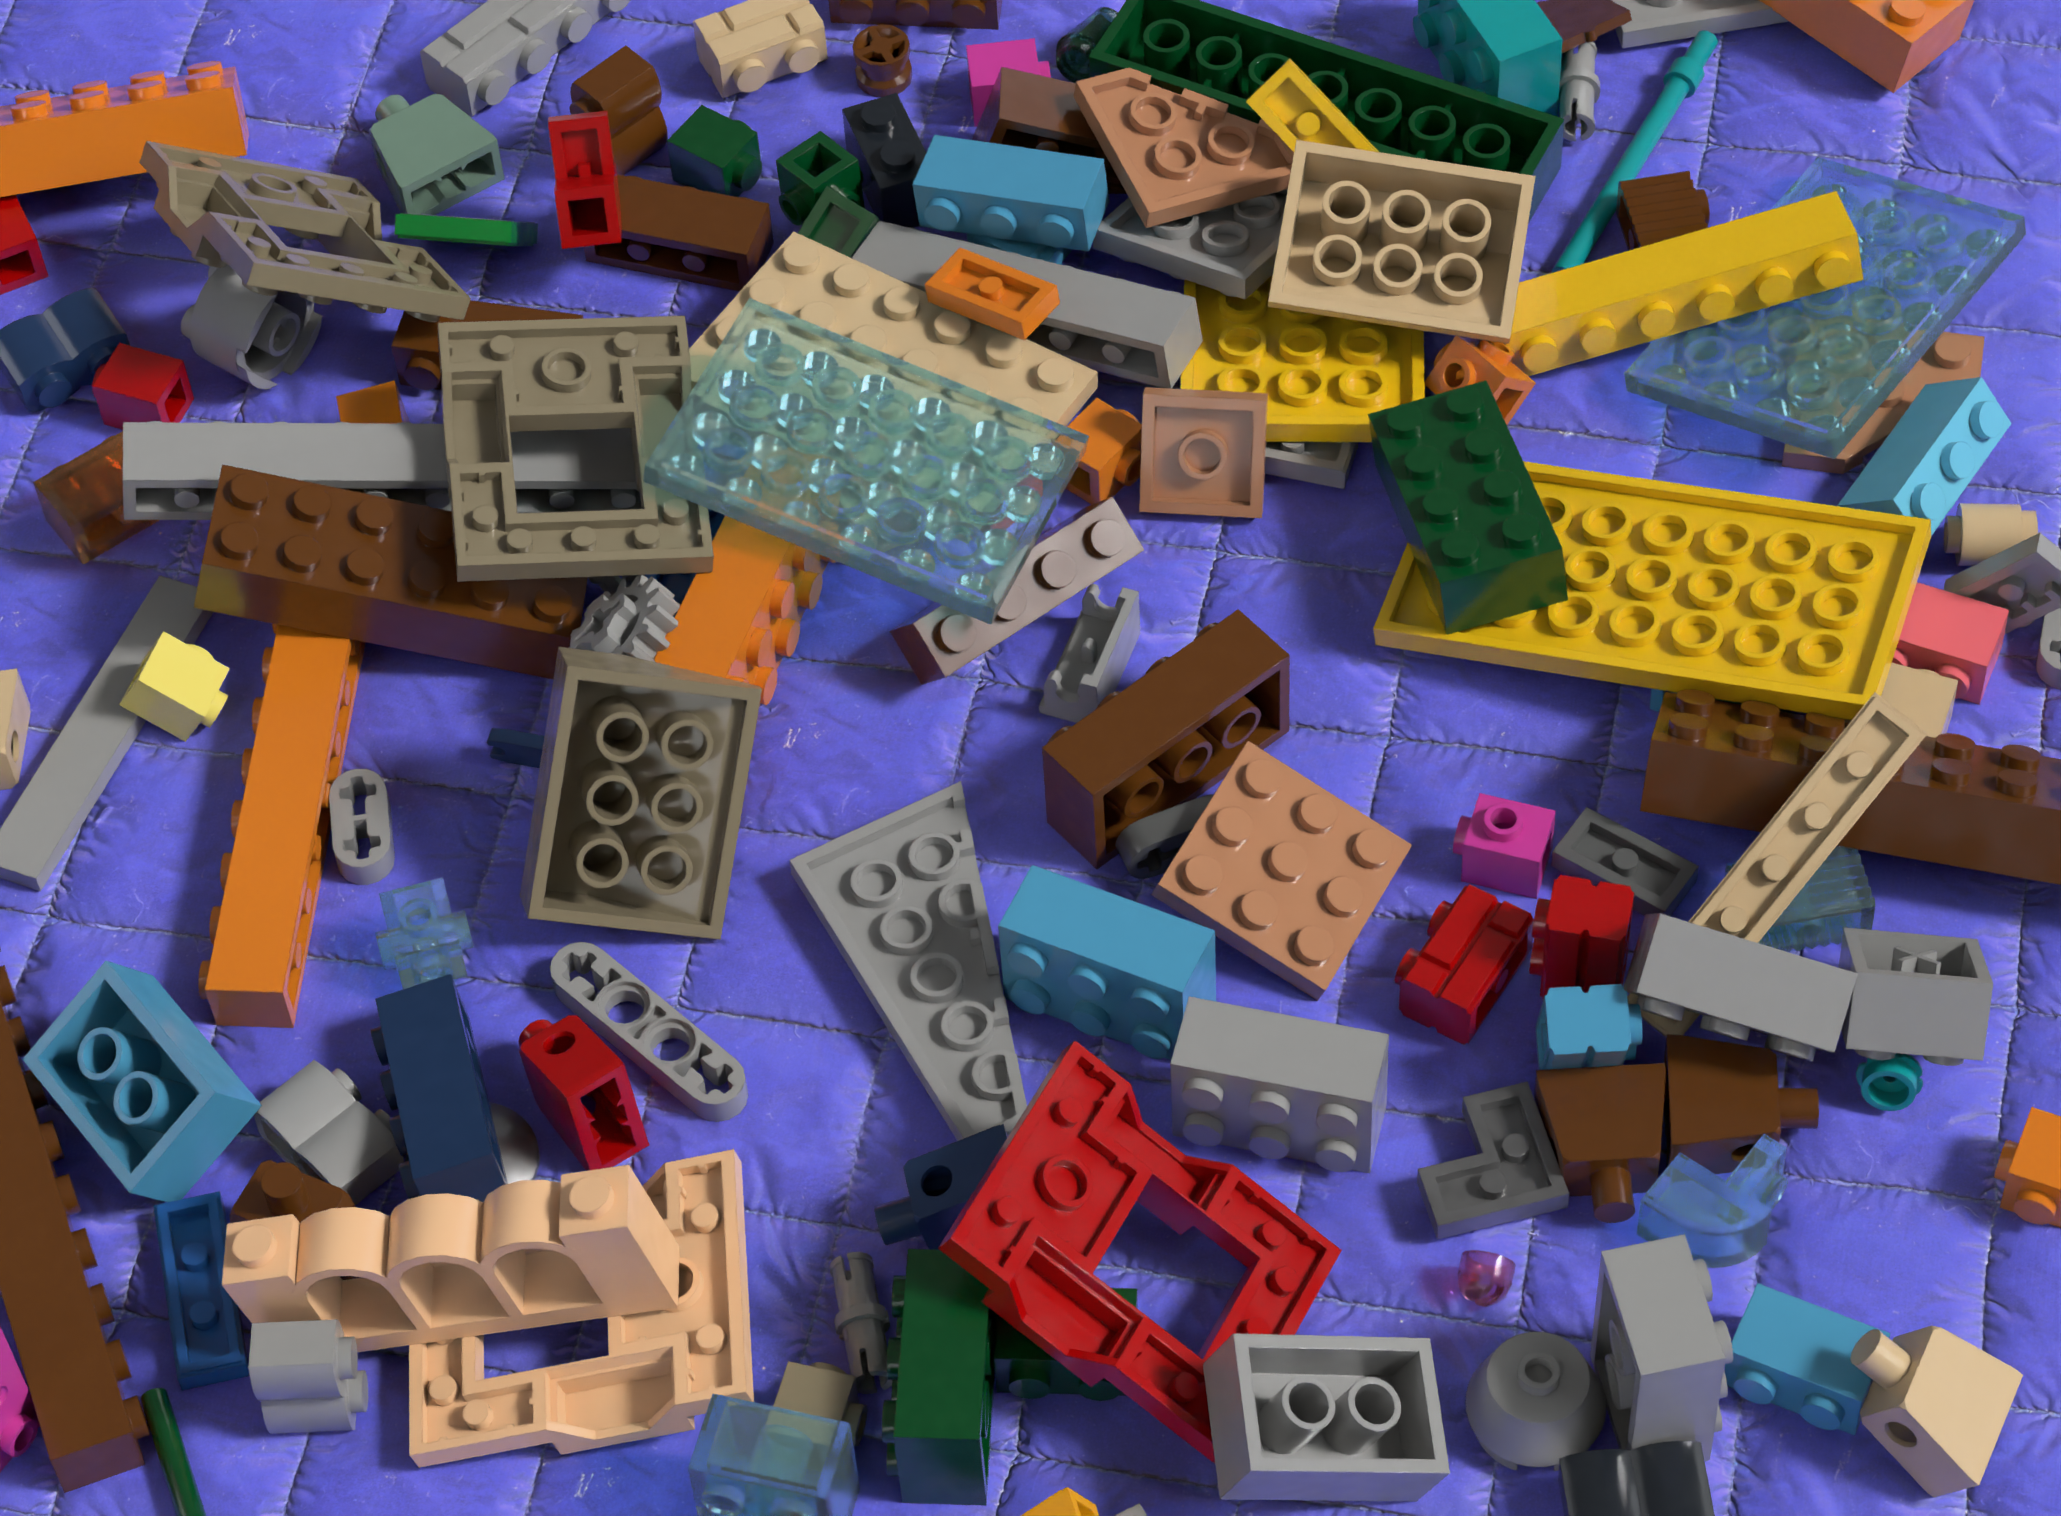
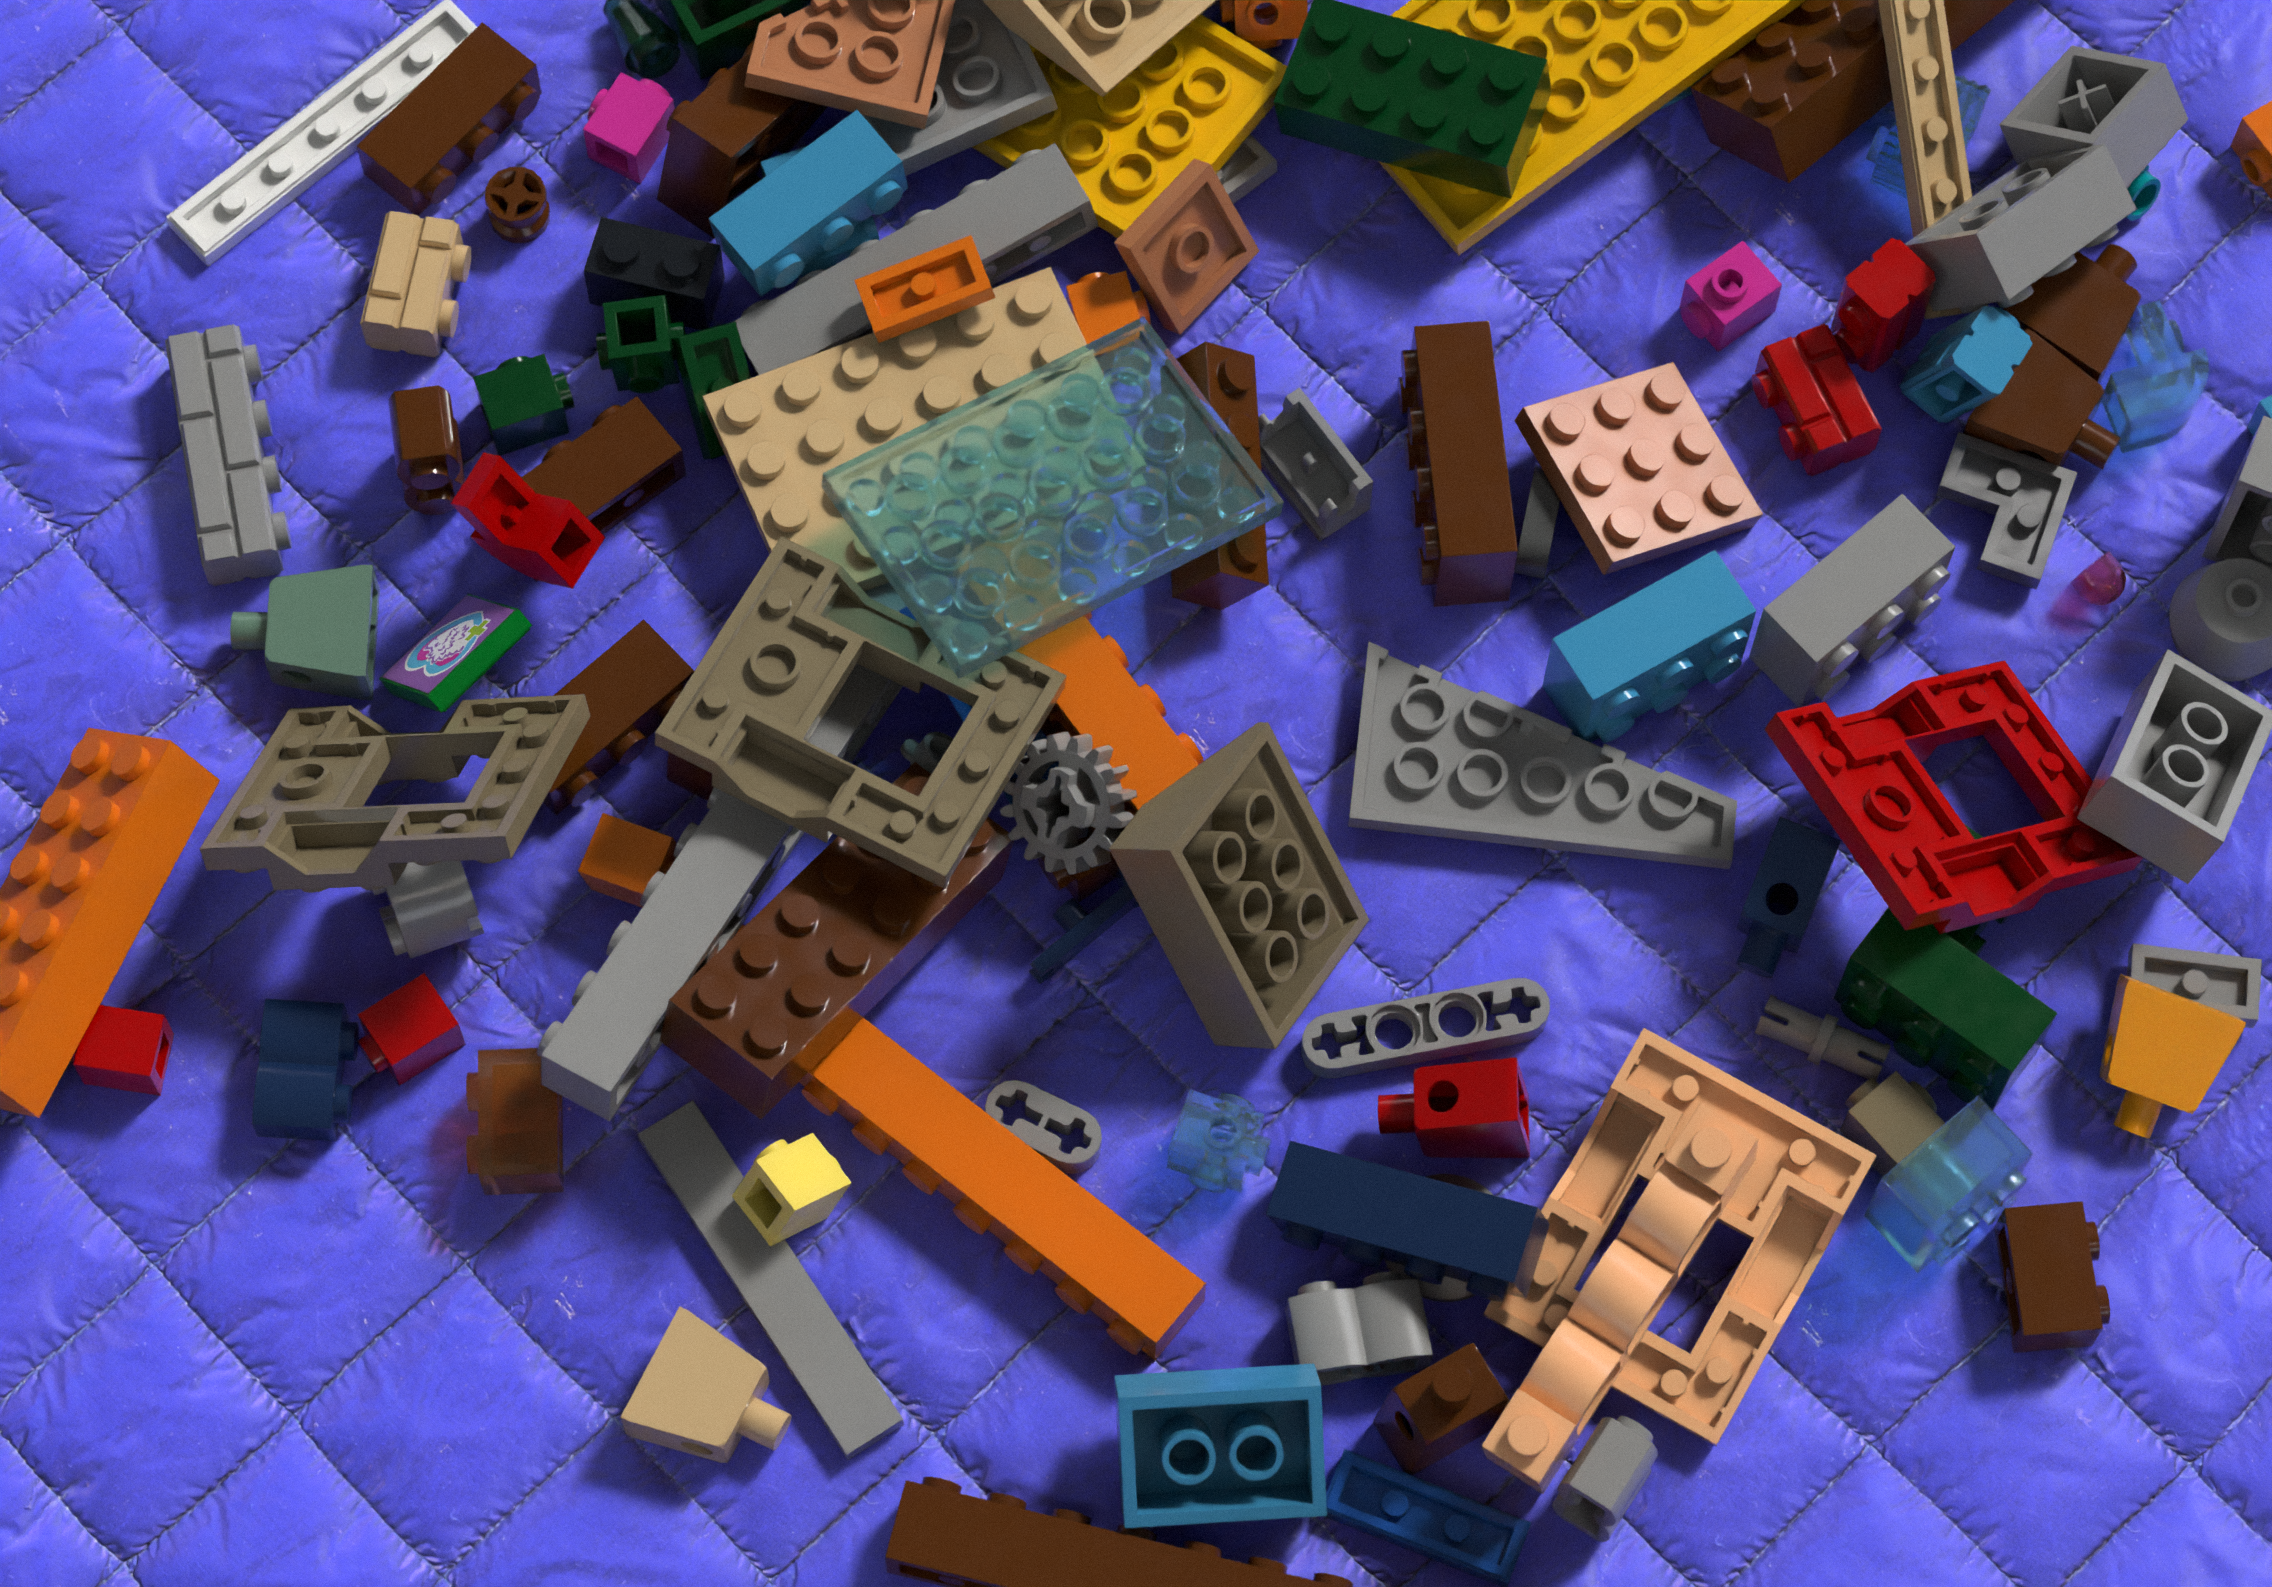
camera: 60 degrees left, 15 degrees up
(1614, 854) = (1808, 228): dark grey plate -> none

